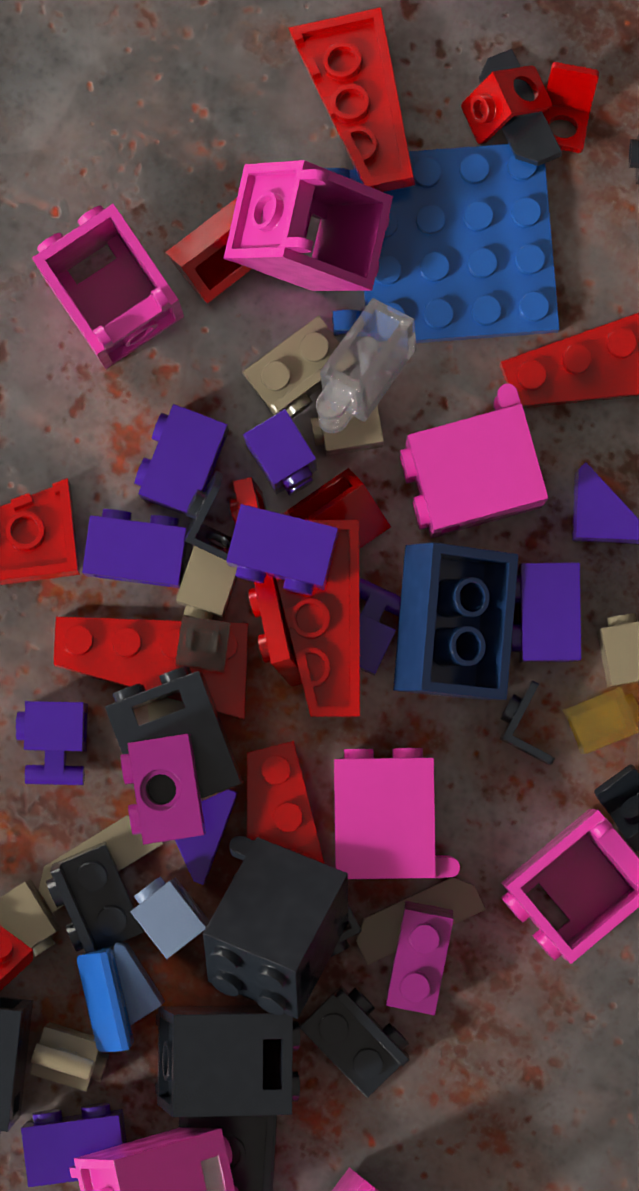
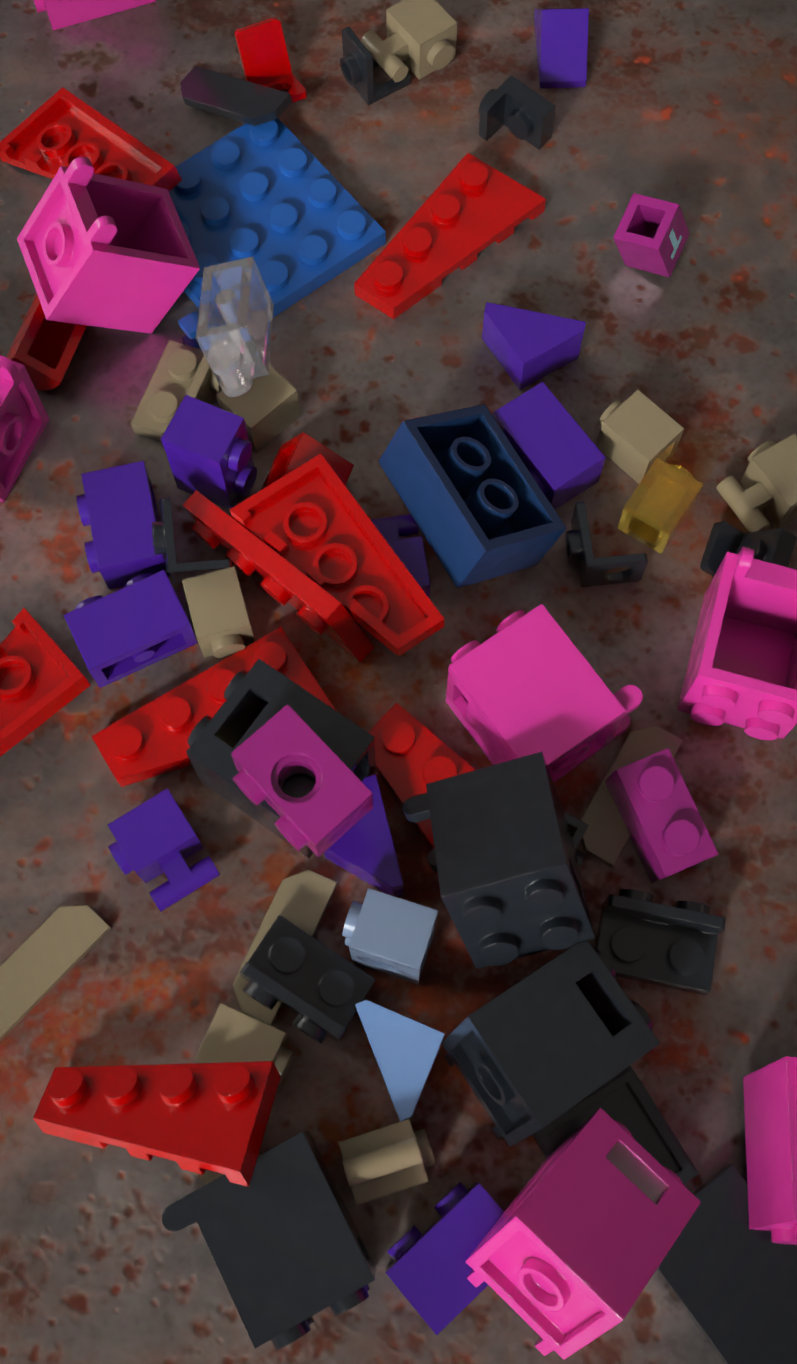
camera: 40 degrees left, 15 degrees down
(105, 1000) = (383, 1066): blue slope -> none
(203, 644) = (245, 651): clear smoke tile -> none
(282, 549) = (266, 509): dark purple brick -> none
(474, 469) = (394, 358): dark pink container -> none
(497, 102) = (209, 94): red bracket -> none

